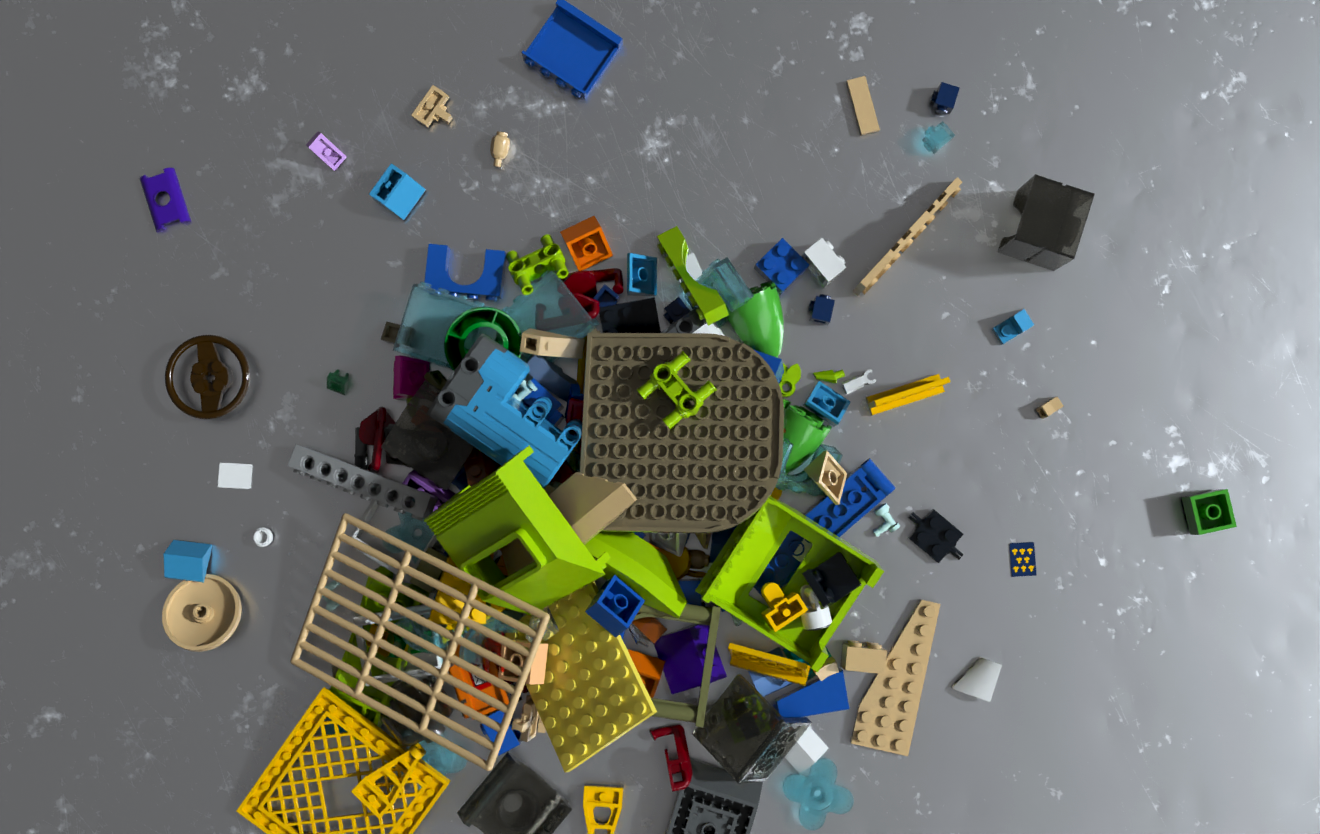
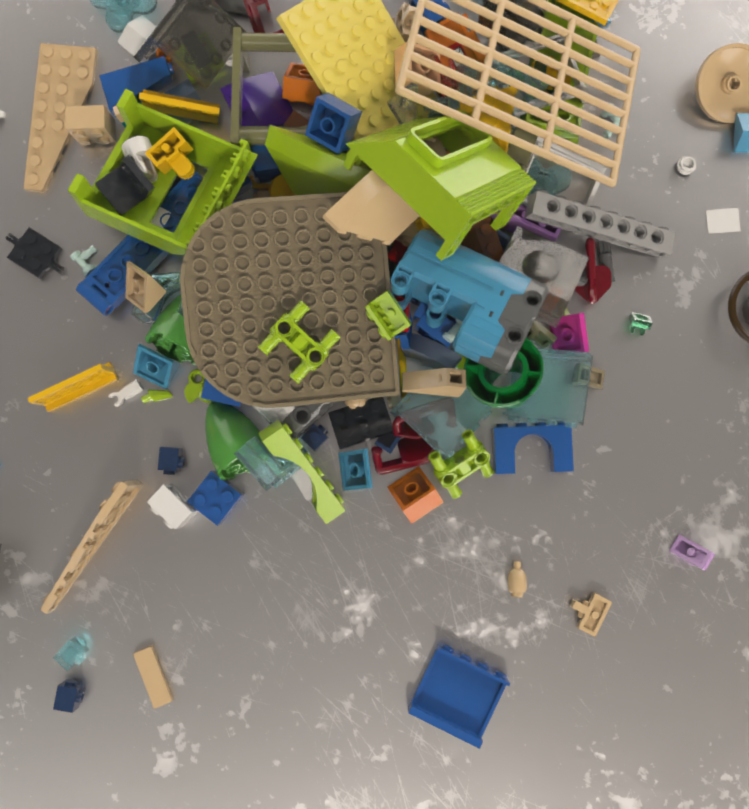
camera: 175 degrees right, 0 degrees up
(397, 191) = (613, 520): dark azure slope -> none
(588, 406) = (387, 315): none -> lime bracket

